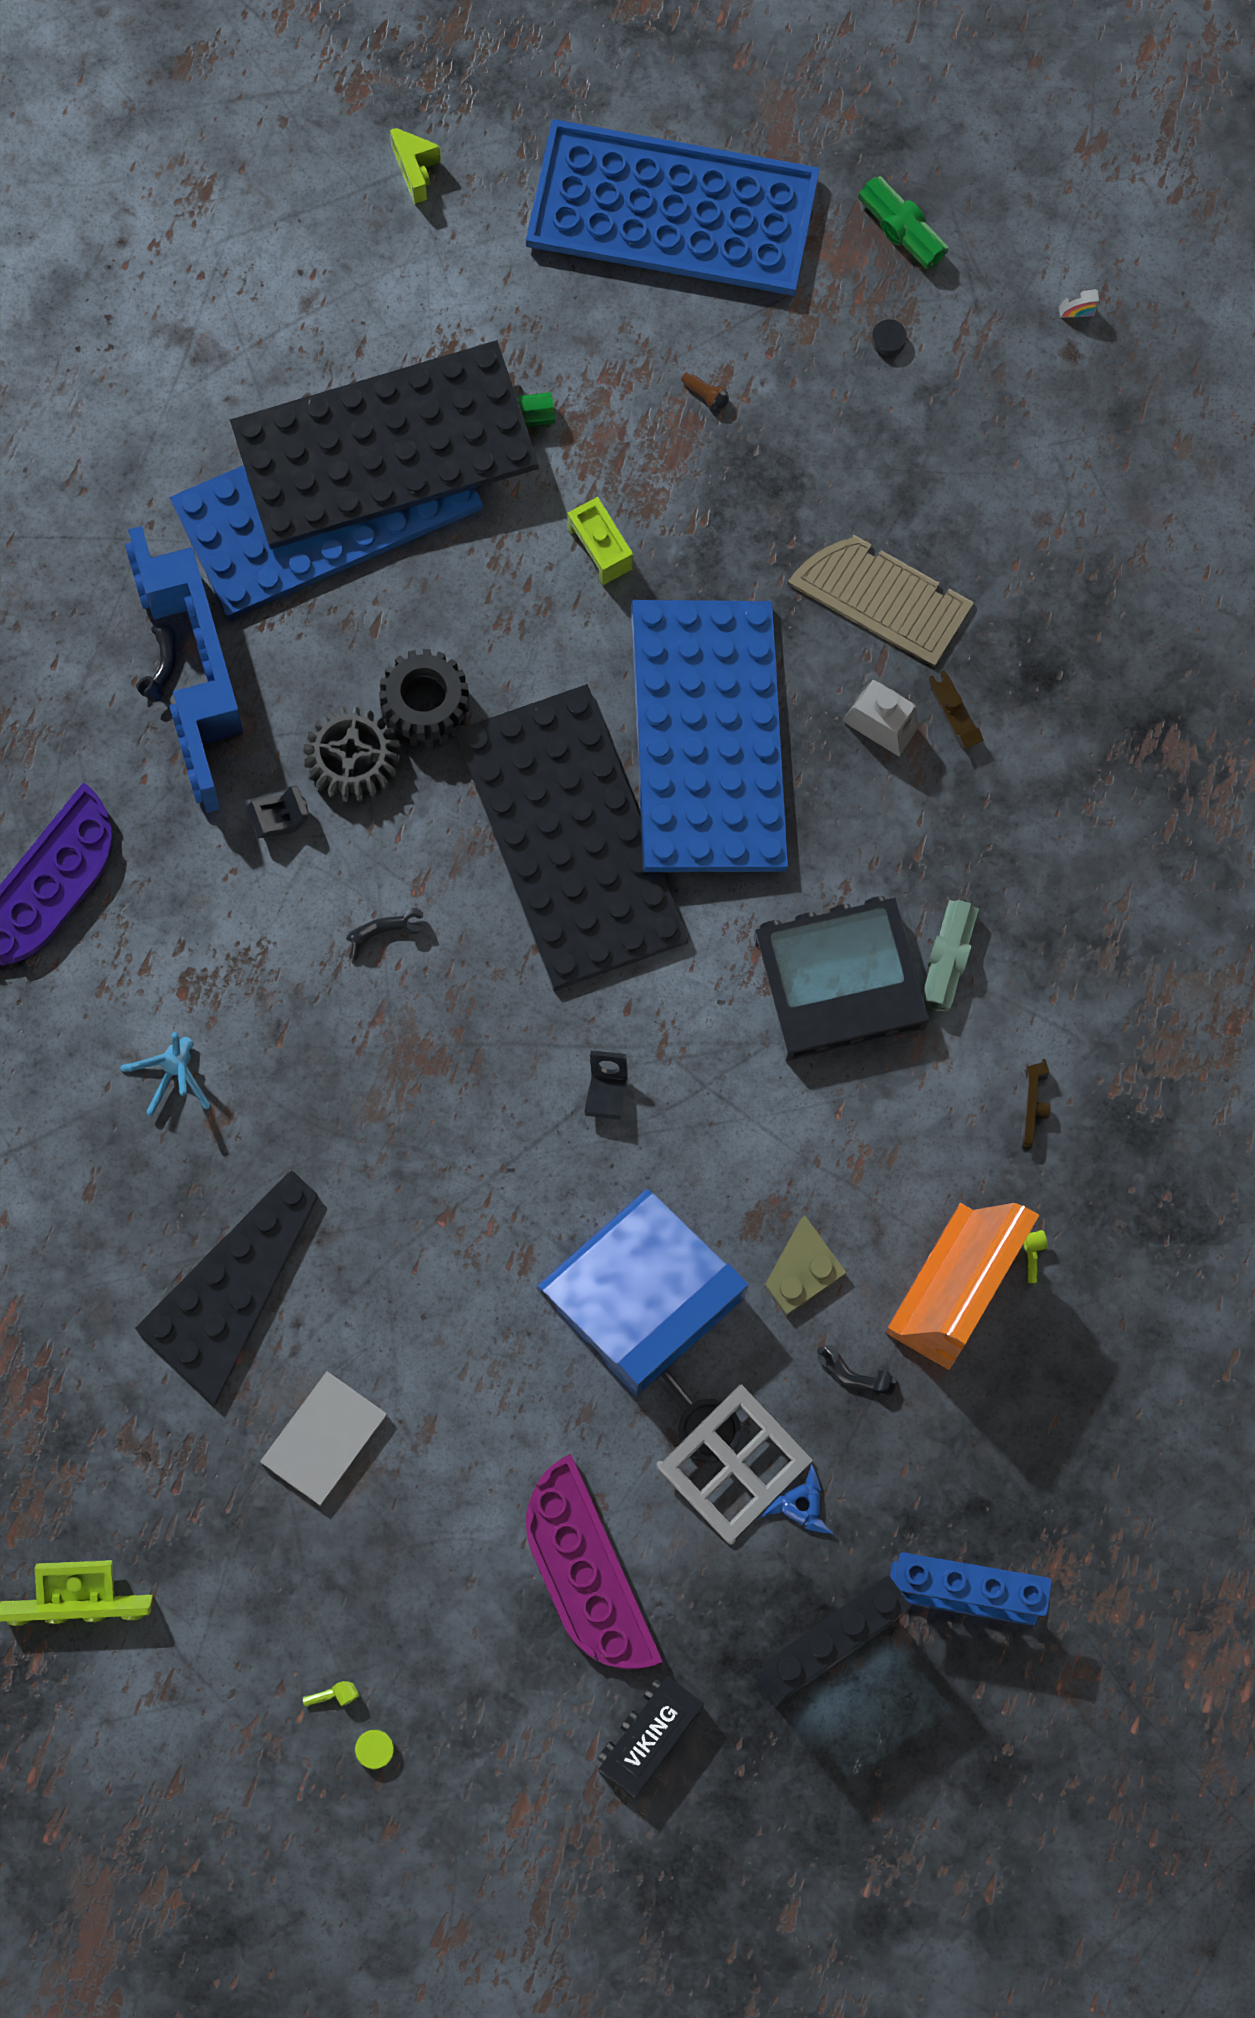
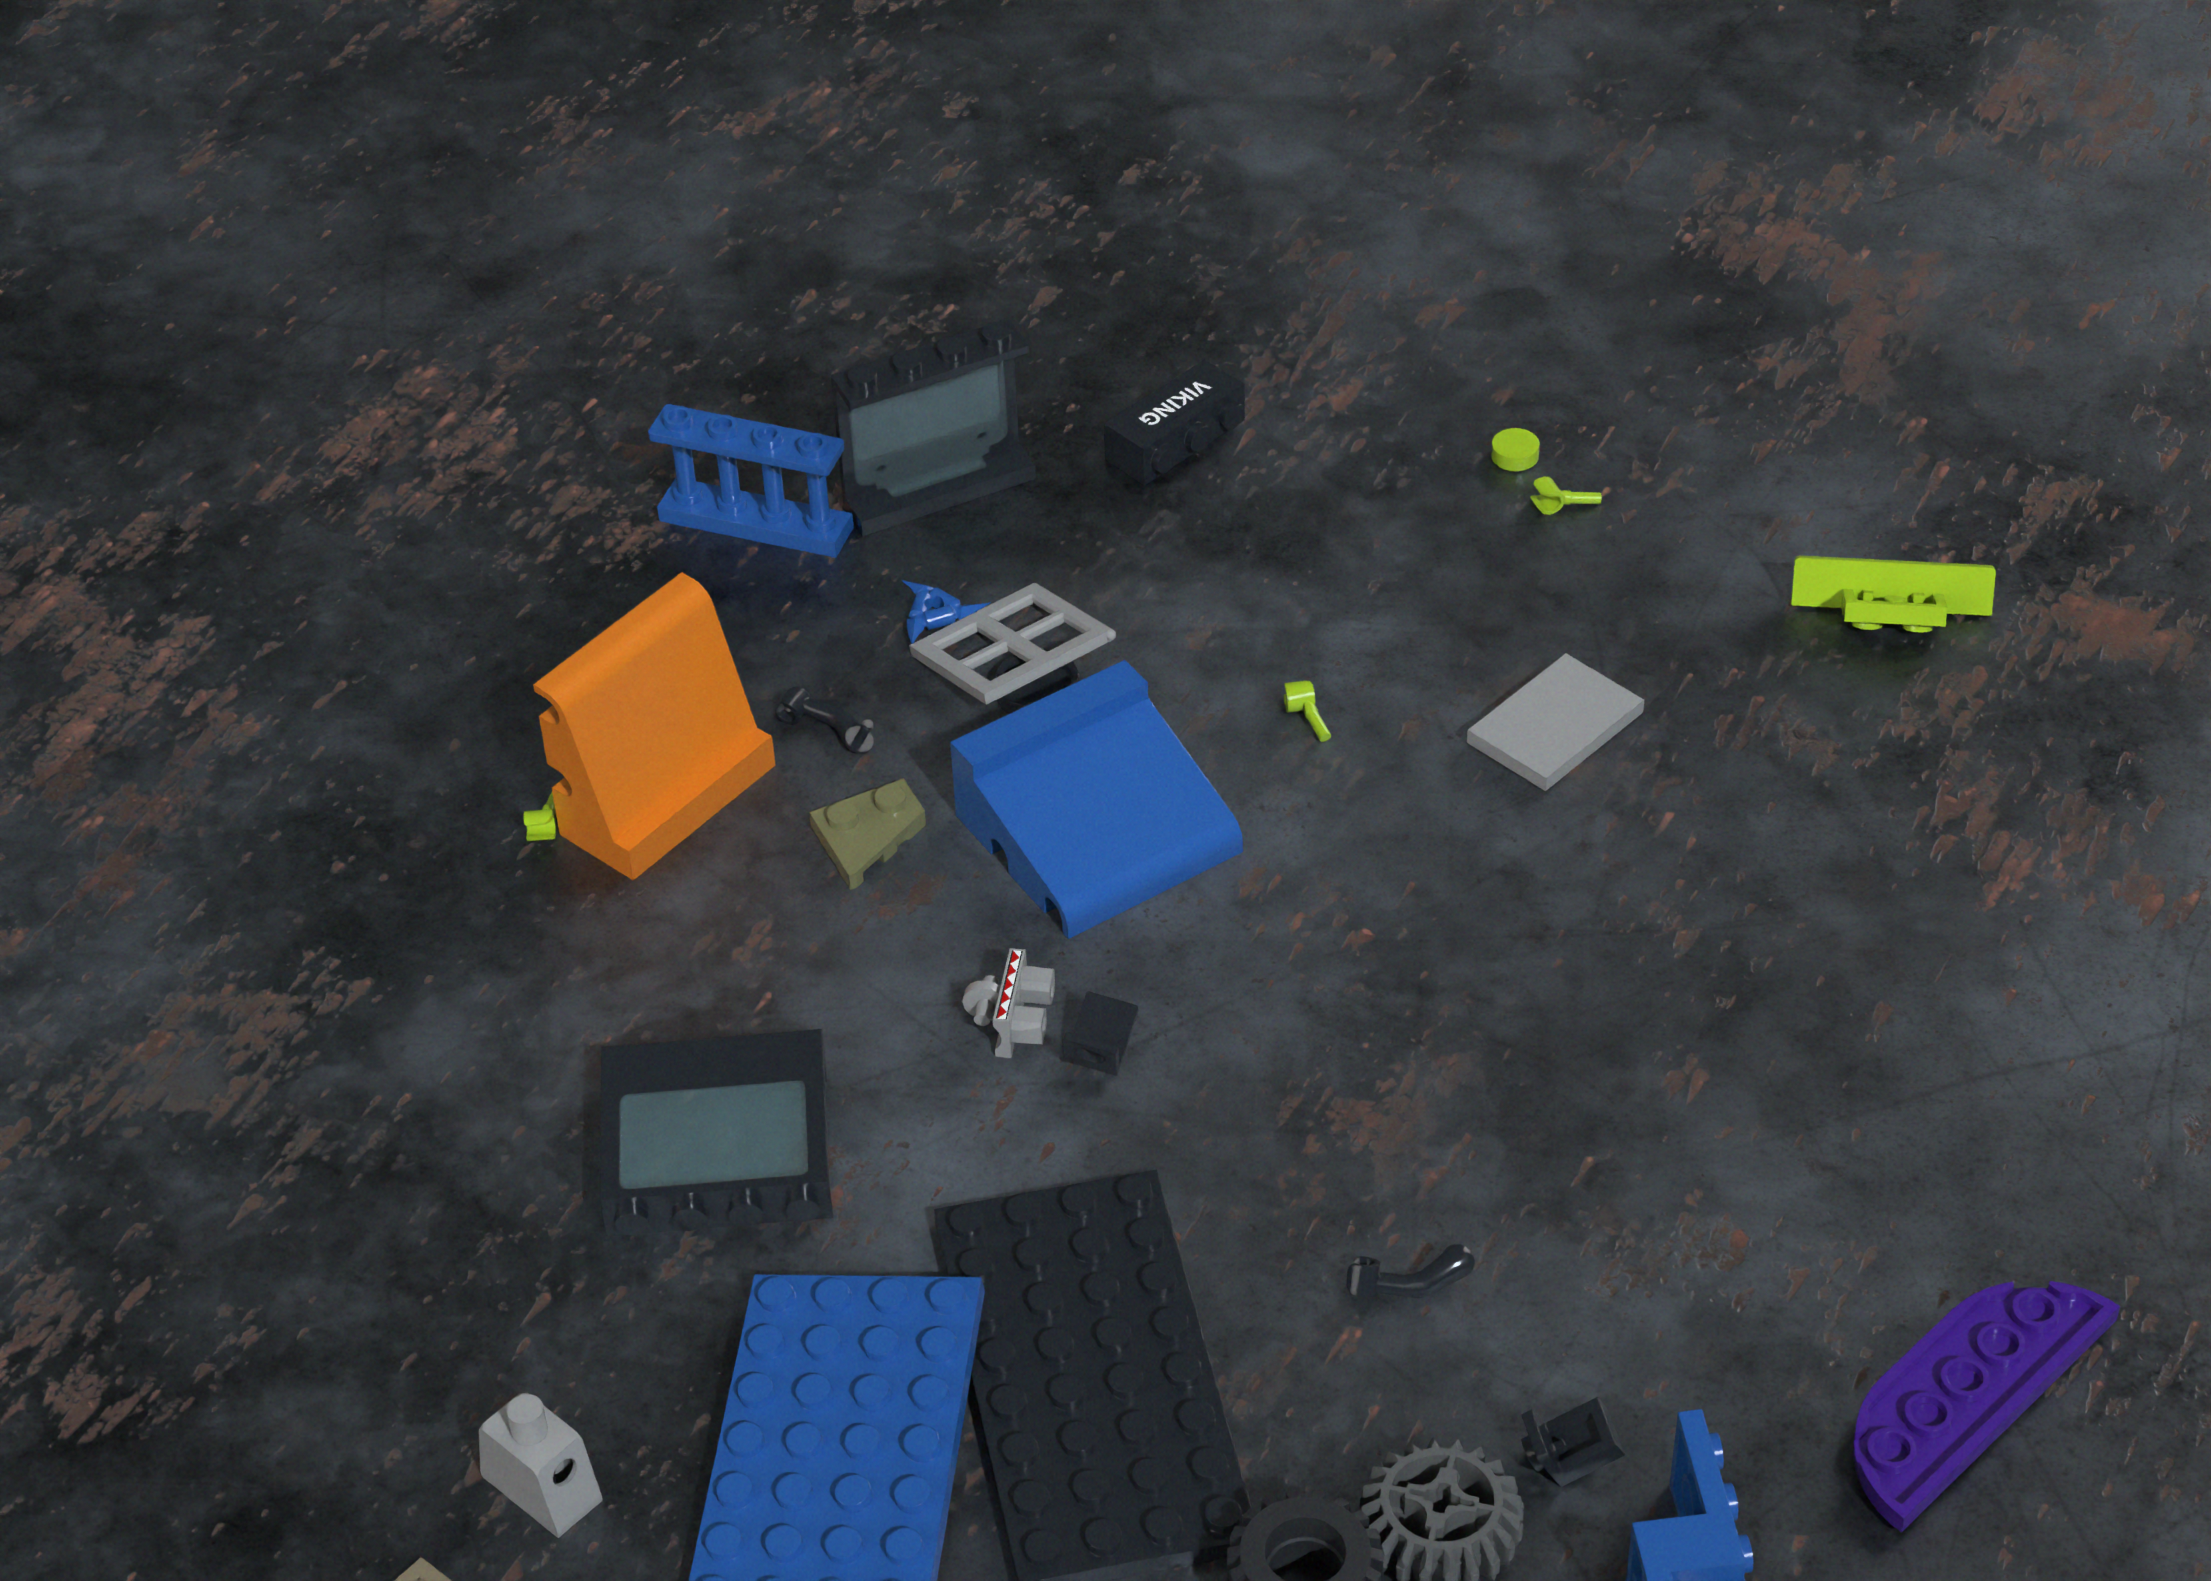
camera: 165 degrees left, 30 degrees down
(174, 1062) = (1755, 1131): dark azure plant -> none
(220, 1300) = (1688, 871): black wing -> none
(512, 1437) = (1301, 697): none -> lime hand
(585, 1572) = (1228, 568): magenta plate -> none
(666, 1126) = (1005, 1002): none -> light grey hips
(949, 955) = (540, 1147): sand green piece -> none
(955, 711) = (411, 1480): dark brown piece -> none
(1033, 1108) = (485, 968): dark brown piece -> none

